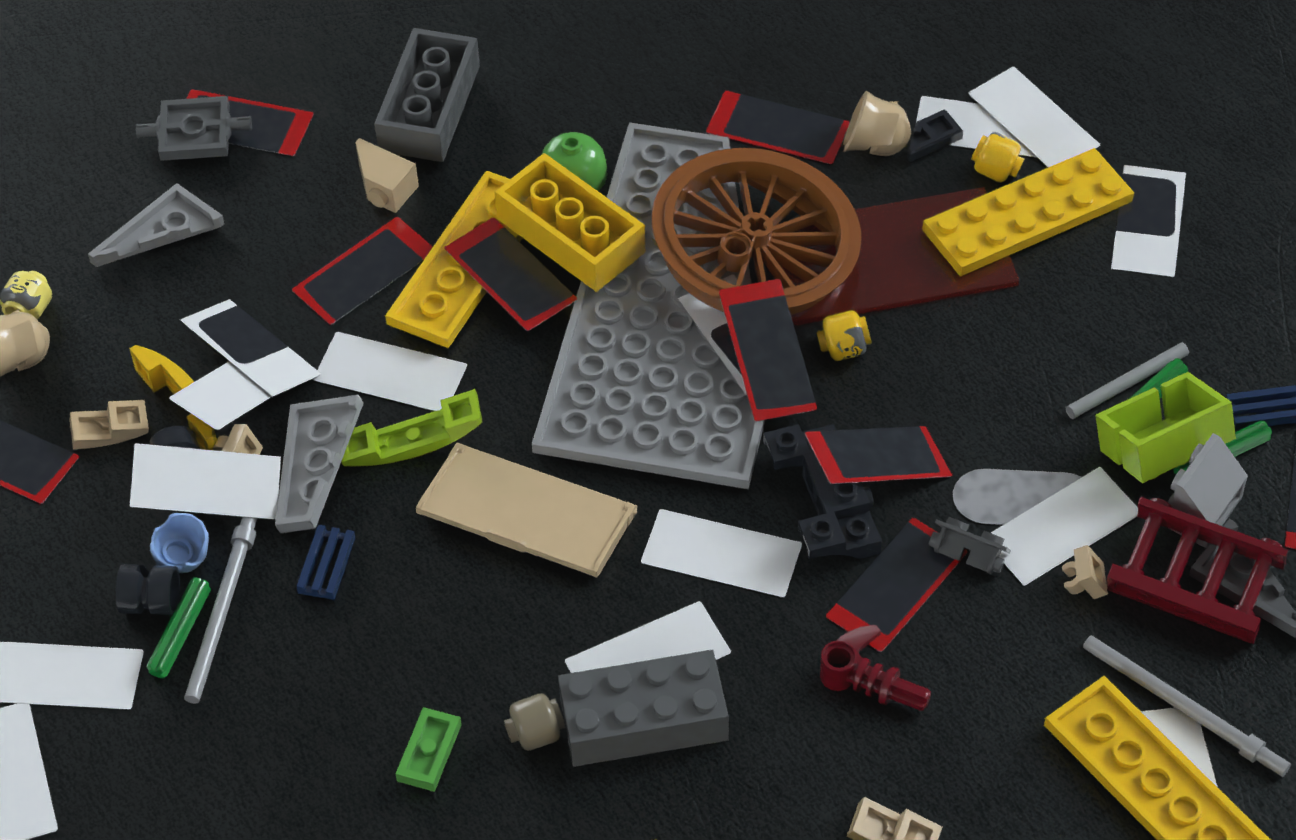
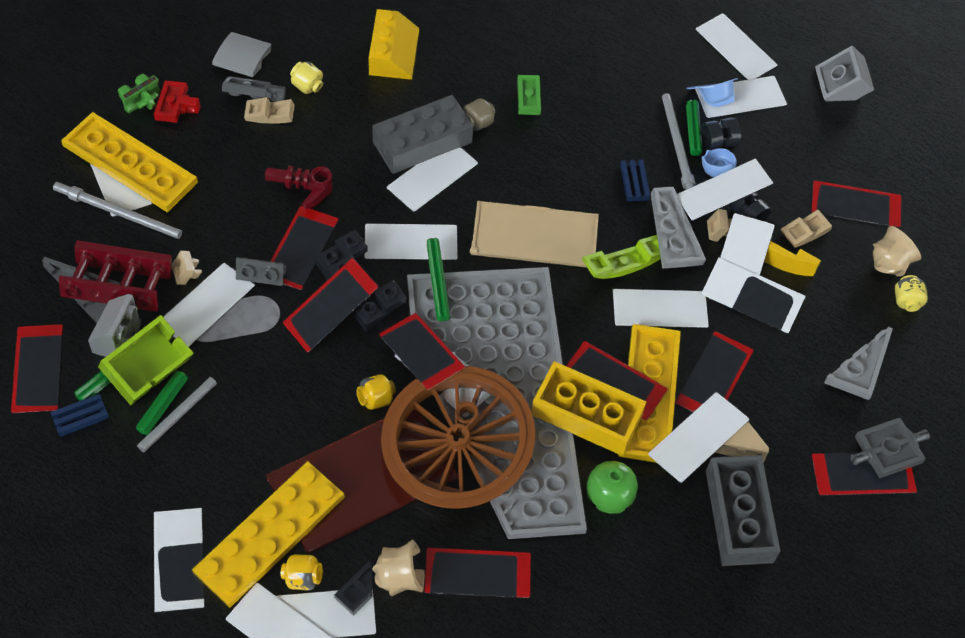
camera: 155 degrees right, 5 degrees up
(109, 674) = (717, 94): none -> light blue piece
(436, 176) = (698, 437): none -> white sticker
(706, 454) = (438, 279): none -> green axle

